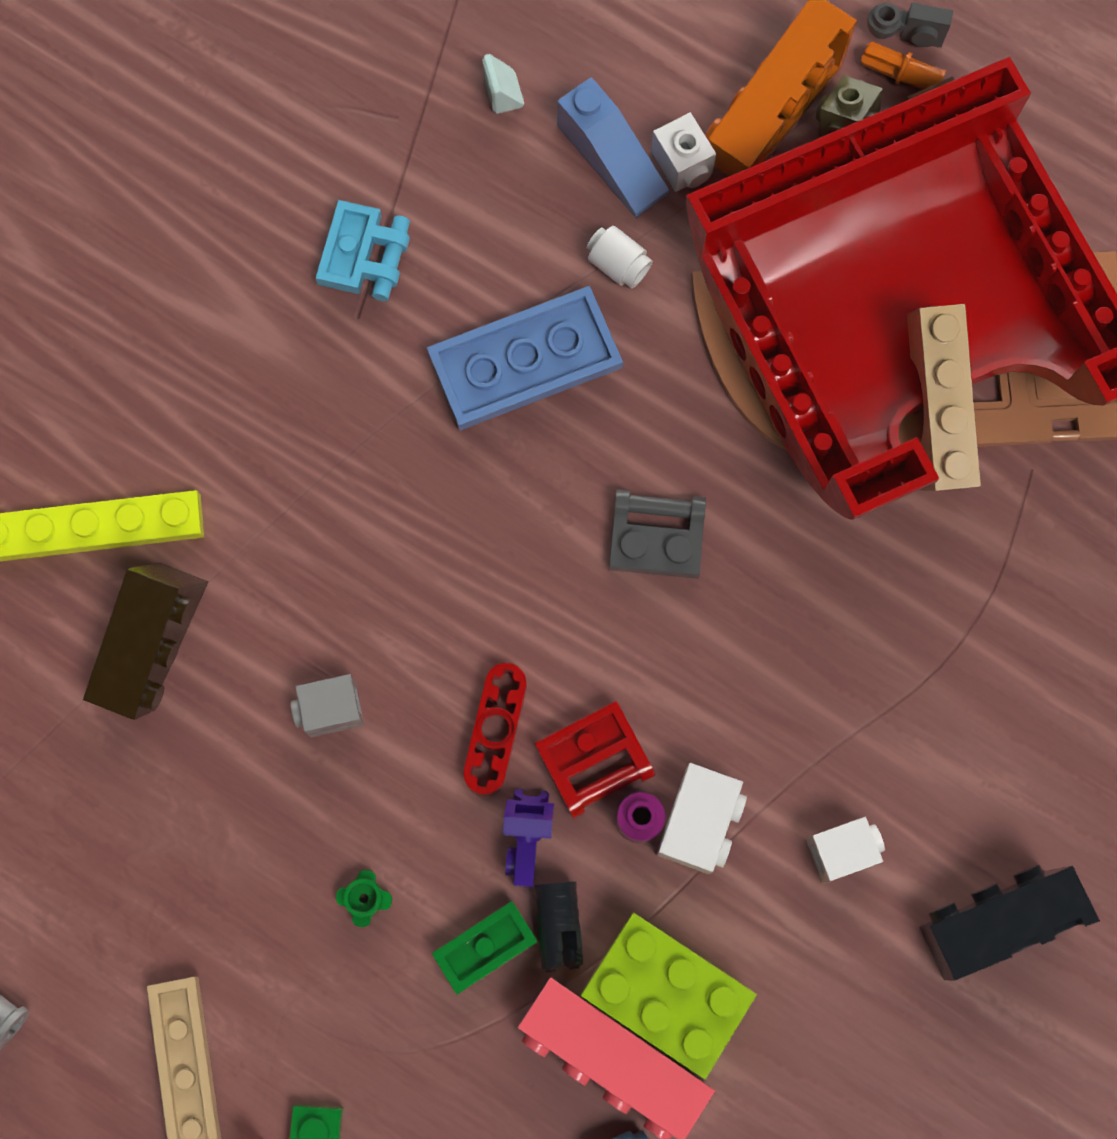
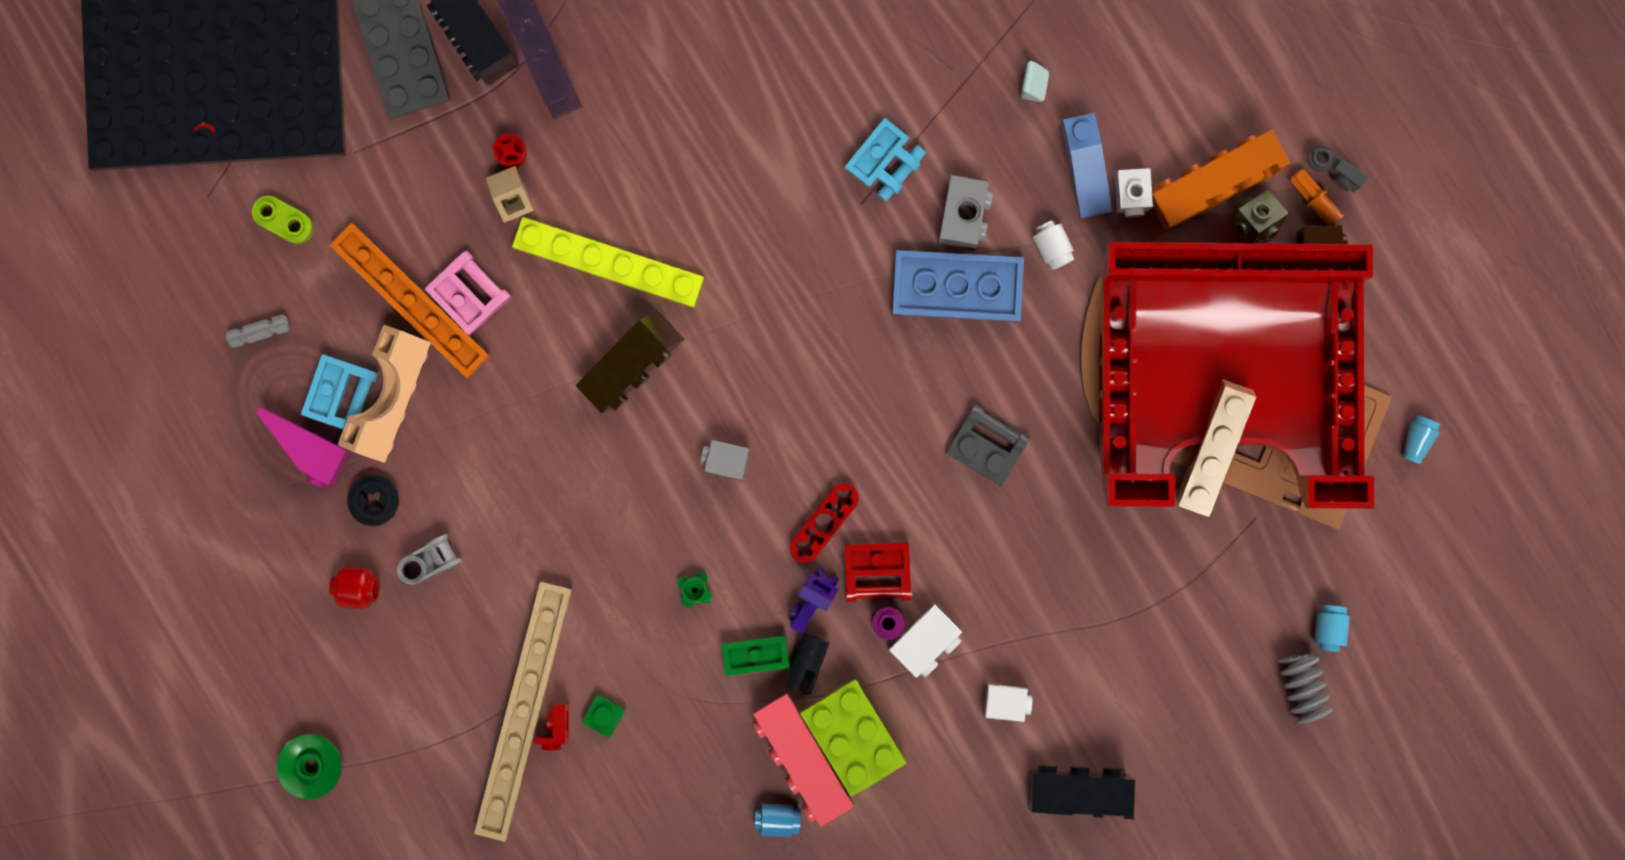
camera: 25 degrees right, 10 degrees up
(491, 291) = (965, 192): none -> light grey brick

